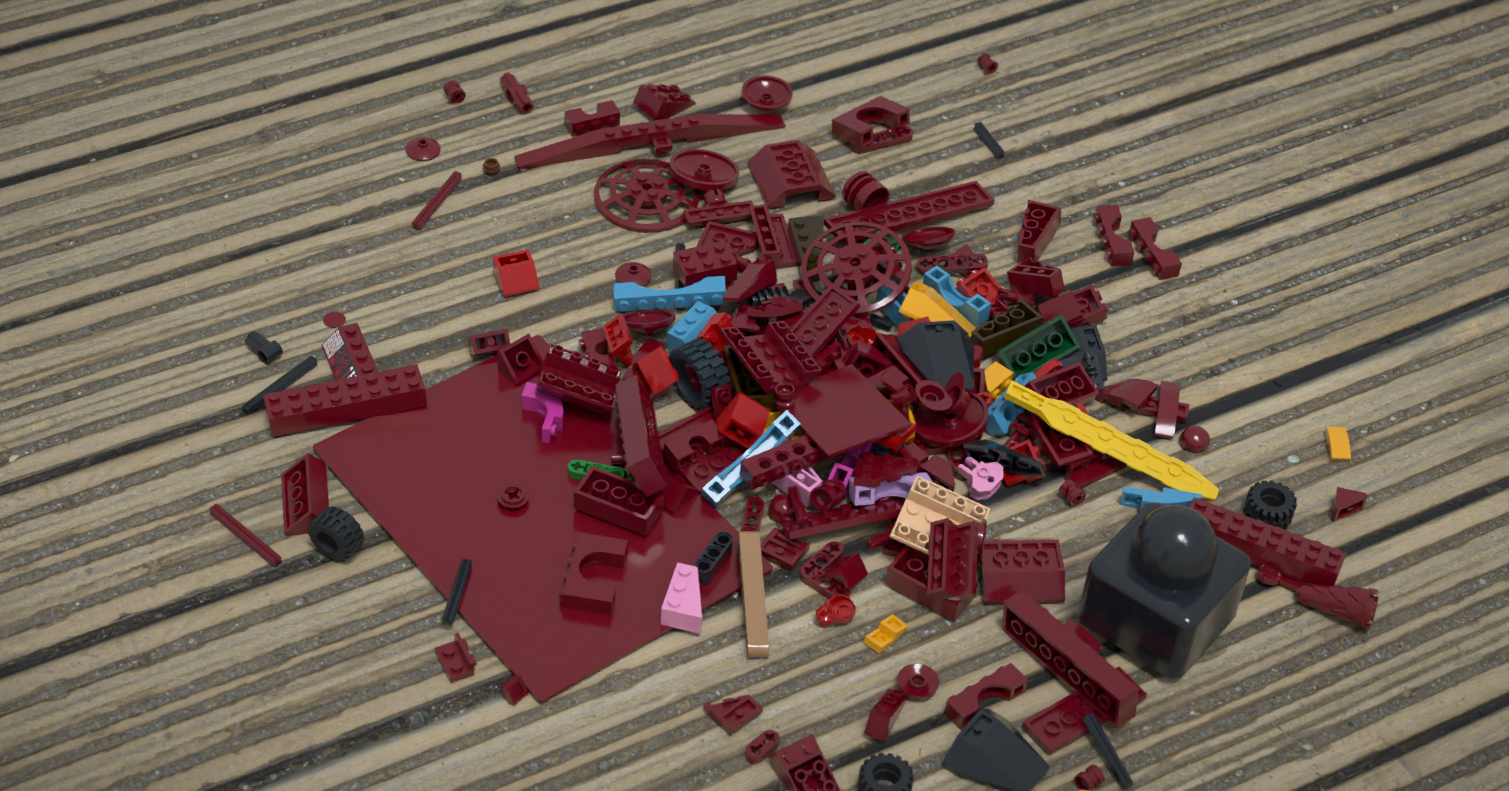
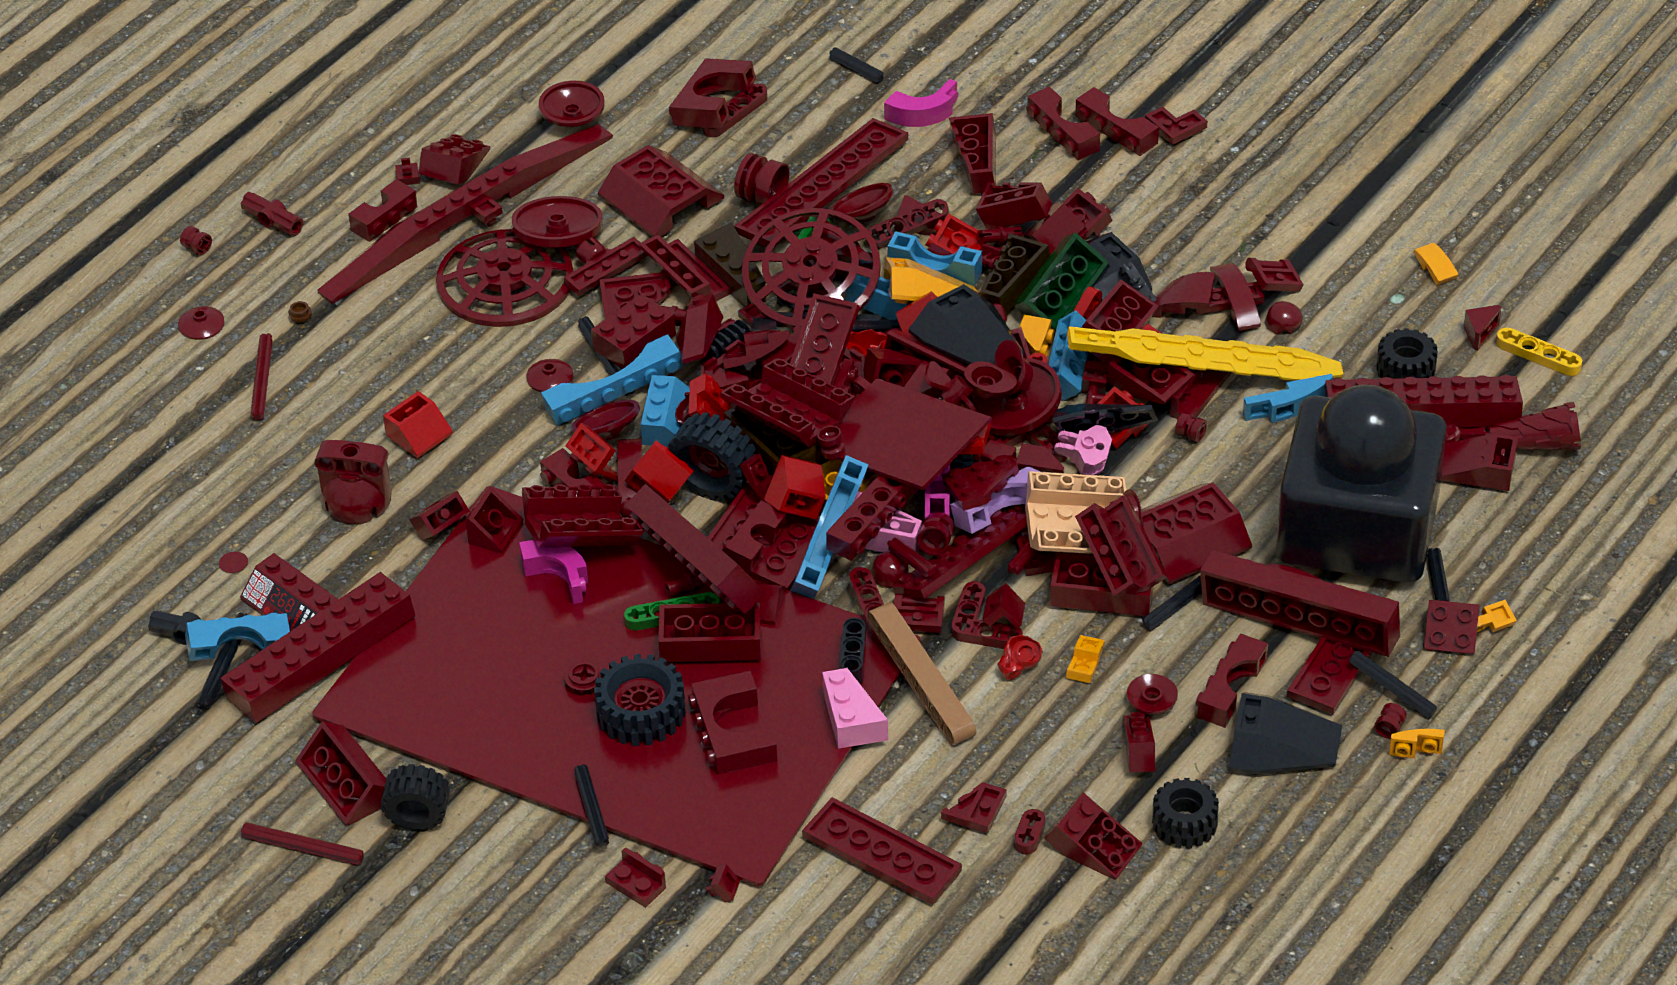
camera: 20 degrees left, 0 degrees up
(274, 363) = (206, 637): none -> dark azure arch
(443, 293) = (353, 480): none -> dark red piece
(537, 529) = (640, 699): none -> black wheel
(626, 99) = (407, 172): none -> dark red tile
(644, 714) = (882, 850): none -> dark red plate
(877, 326) = (876, 325): none -> black axle
(976, 620) = (1173, 604): none -> black axle
(1017, 189) = (921, 111): none -> dark pink arch
(1182, 725) = (1451, 627): none -> dark red bracket
(1196, 683) = (1438, 574): none -> black axle
(1198, 270) = (1178, 128): none -> dark red plate
(1205, 404) = (1274, 274): none -> dark red plate
(1222, 731) = (1496, 616): none -> light orange plate
(1282, 607) = (1481, 461): none -> dark red slope
(1397, 557) = (1570, 362): none -> yellow beam

